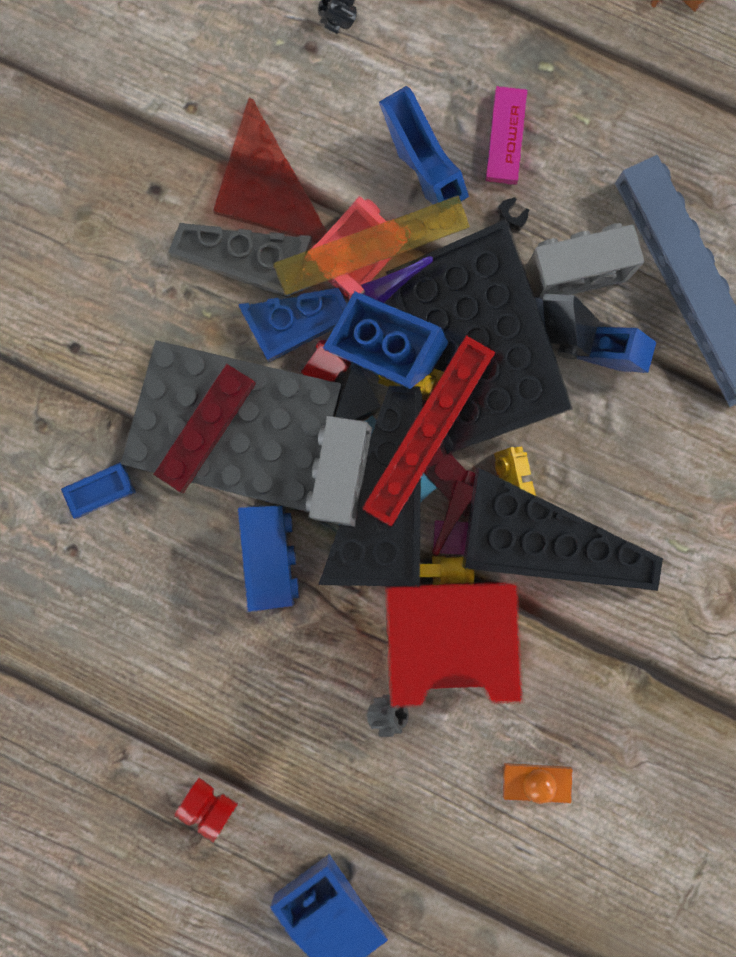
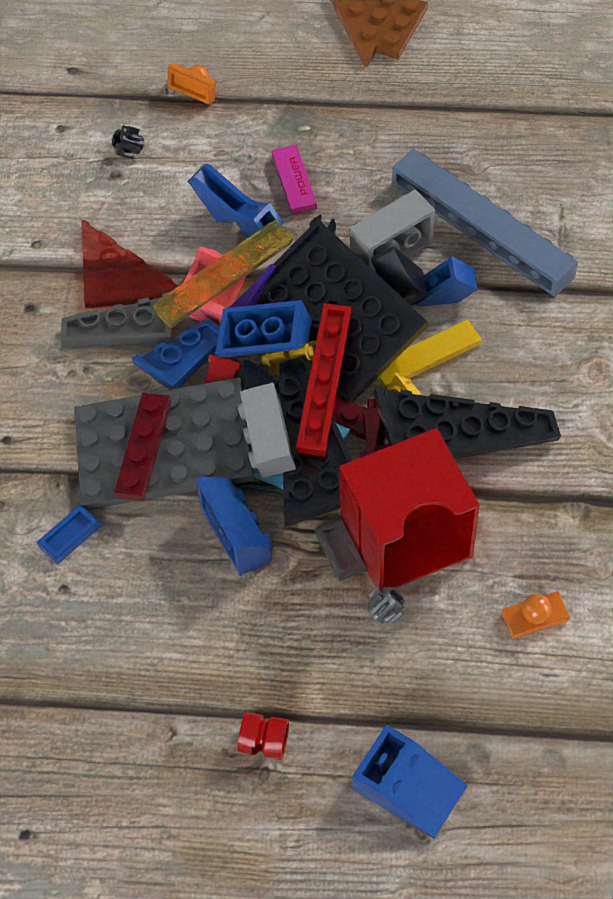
camera: 20 degrees left, 25 degrees down
(369, 624) = (340, 549): none -> flat silver tile
(574, 425) = (432, 352): none -> yellow tile

